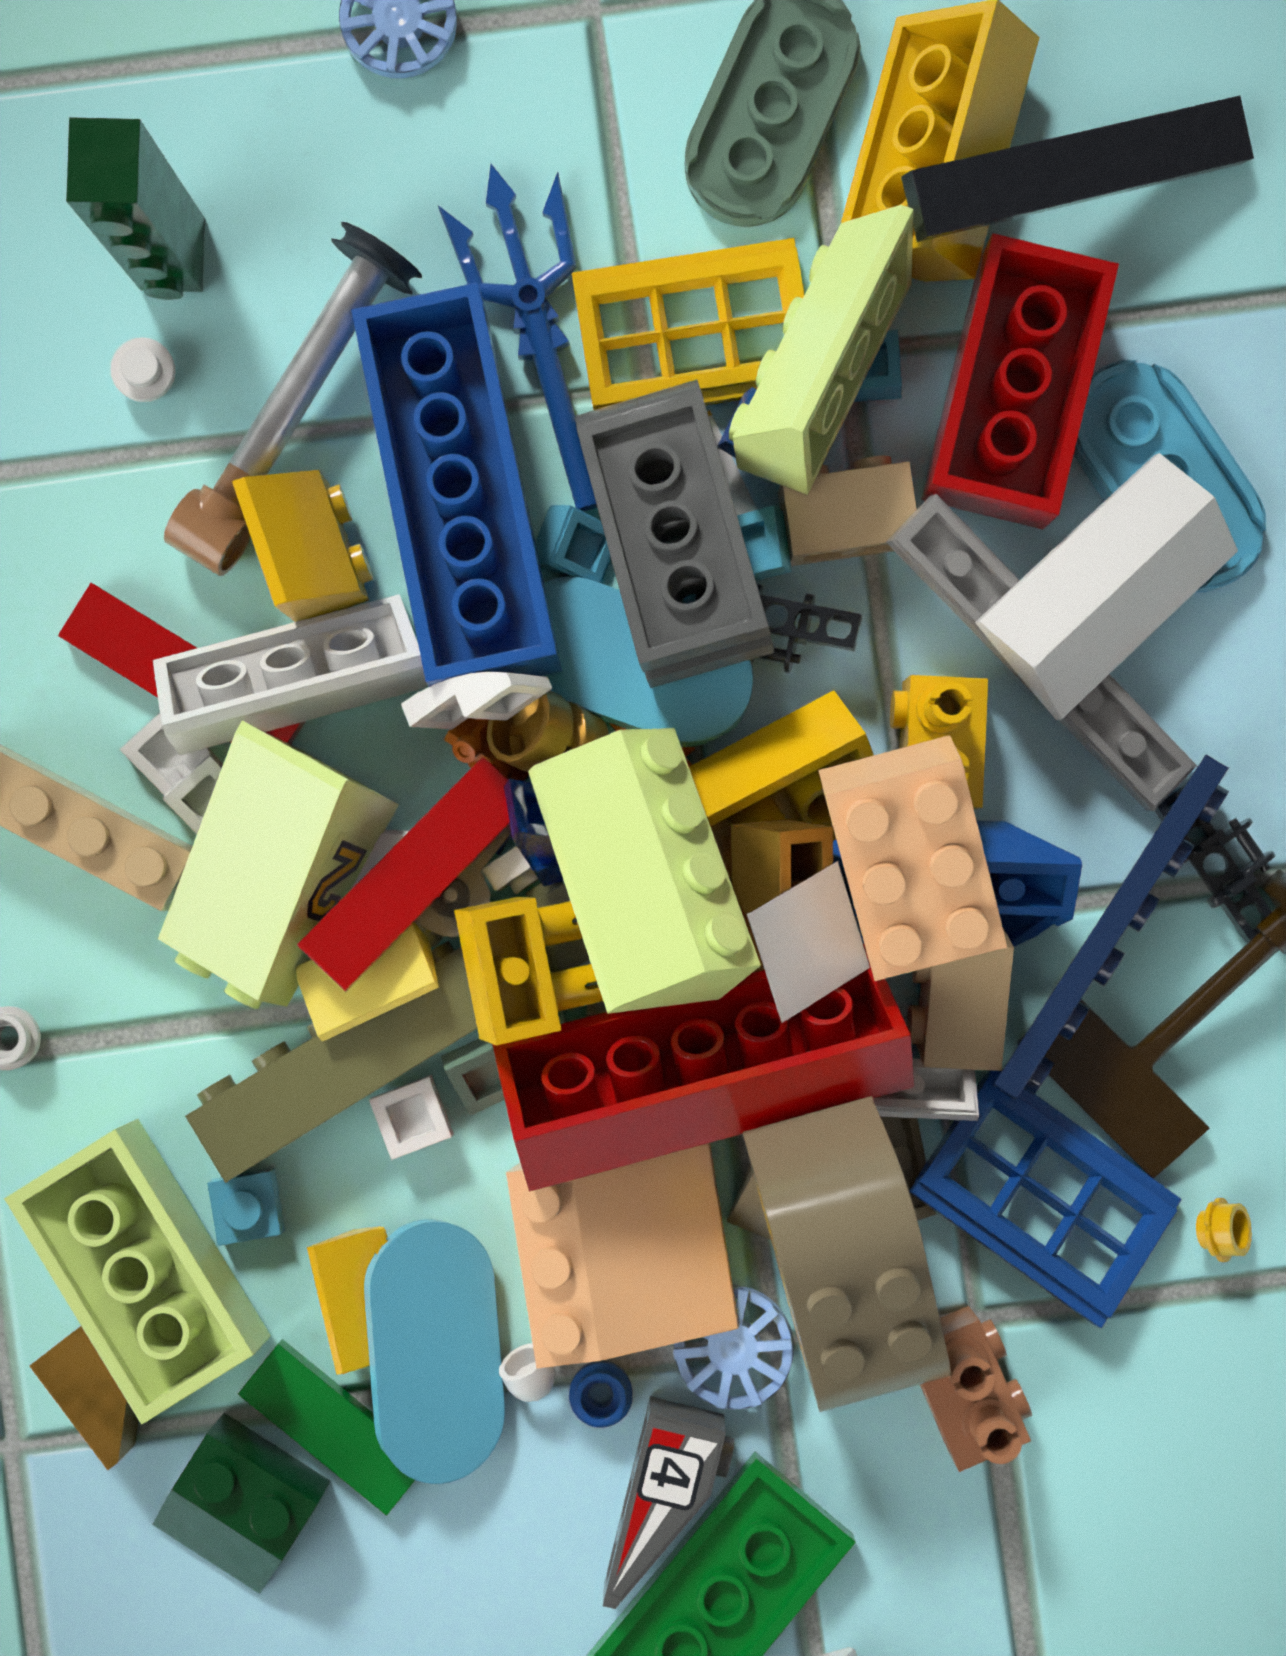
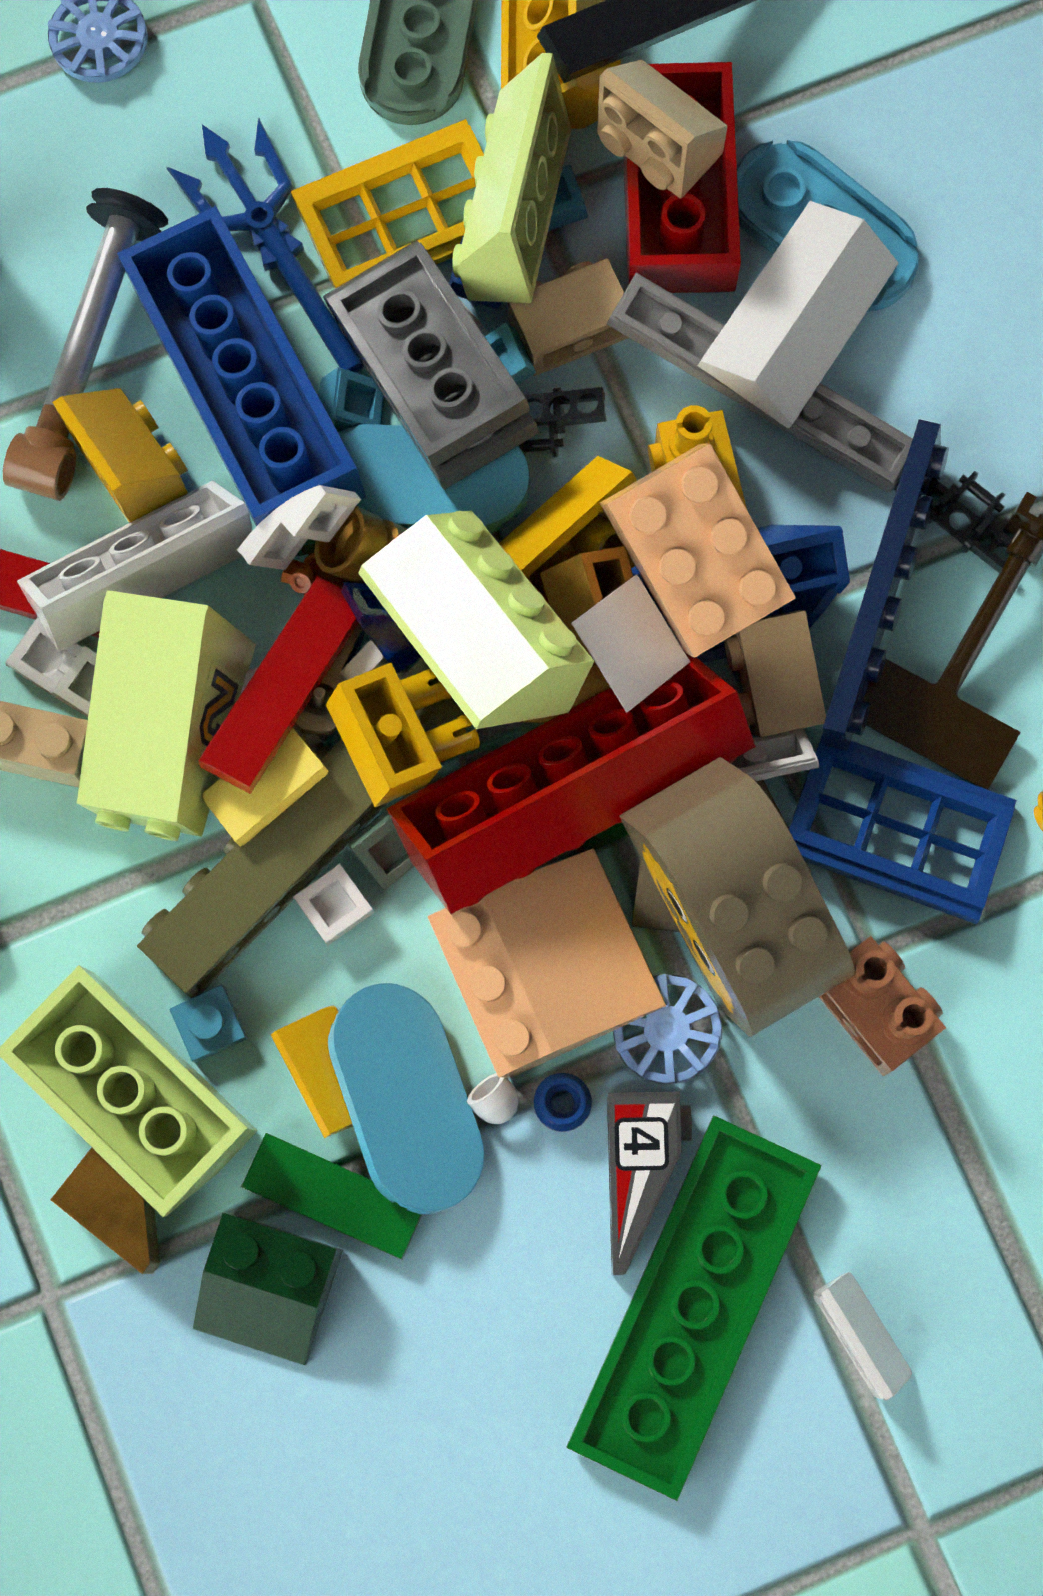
camera: 15 degrees left, 10 degrees down
(1010, 331) = (657, 126): none -> tan slope

